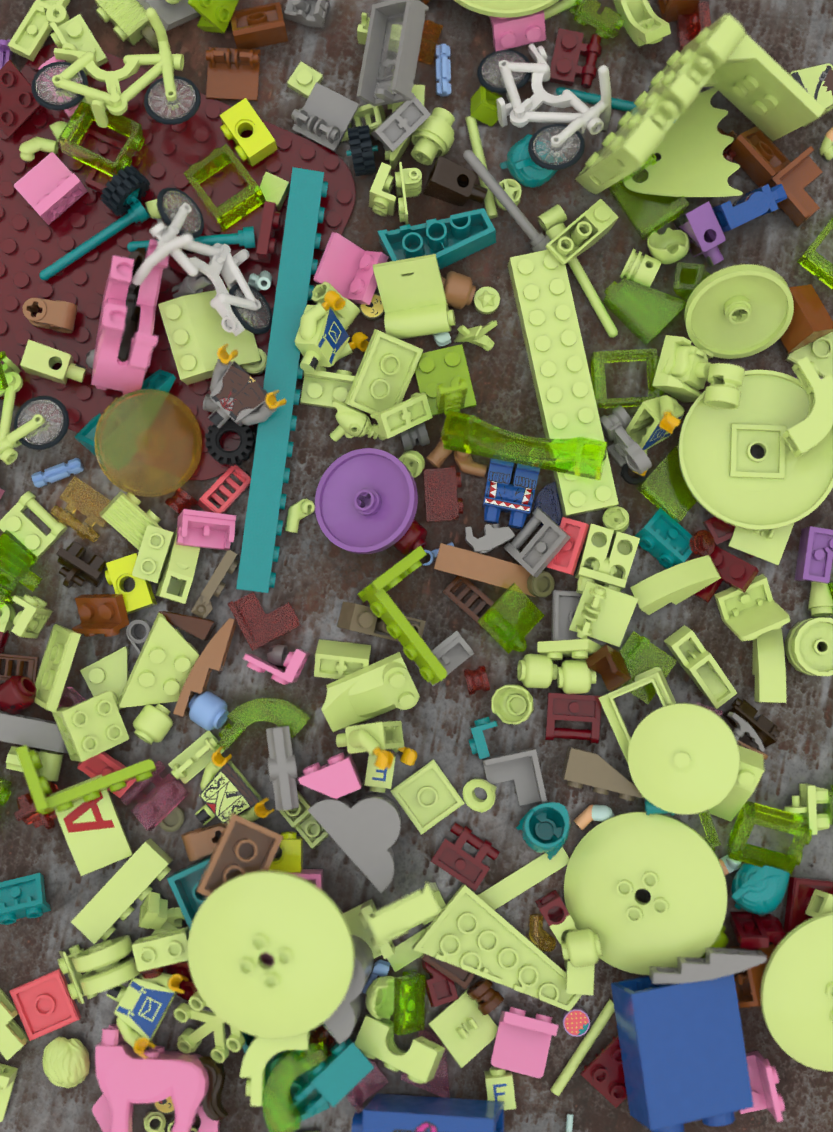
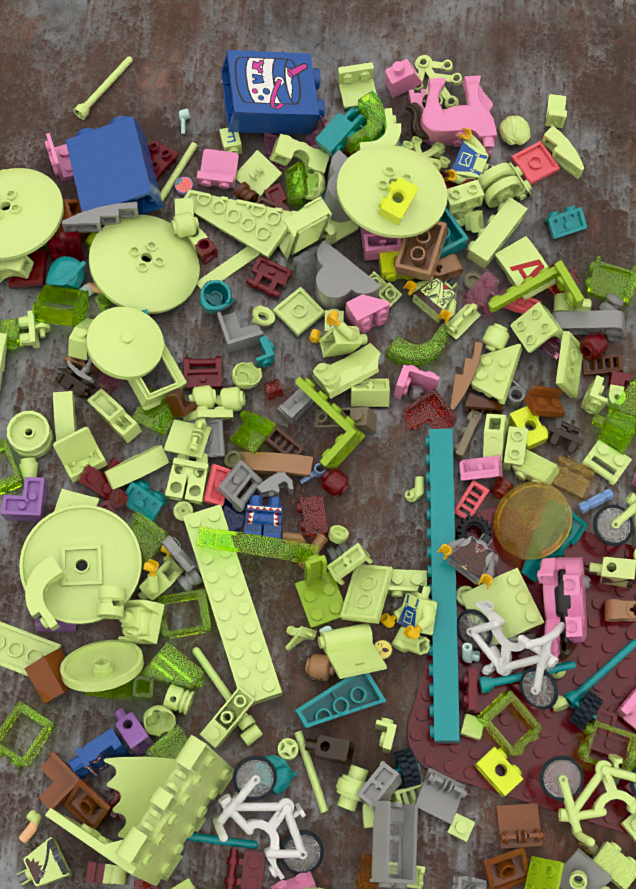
camera: 170 degrees right, 15 degrees down
(108, 674) = (532, 367): yellowish green wing -> none
(208, 711) = (458, 349): light blue head -> none
(250, 931) = (405, 192): none -> neon yellow brick
(282, 768) = (401, 313): light grey piece -> none
(349, 269) = (404, 671): bright pink bracket -> none
(352, 423) = (387, 558): yellowish green piece -> none
(366, 501) = (368, 501): medium lavender dish -> none
(408, 184) = (371, 742): yellowish green hinge -> none
(443, 70) = (351, 848): light blue axle -> none
(484, 106) = (313, 821): lime slope -> none
(486, 300) = (295, 664): yellowish green tile -> none
(537, 239) = (259, 712): light grey piece -> none
(538, 935) = (212, 233): clear yellow arm -> none
(591, 770) = (185, 338): dark tan slope -> none
(593, 813) = (182, 313): arm -> none

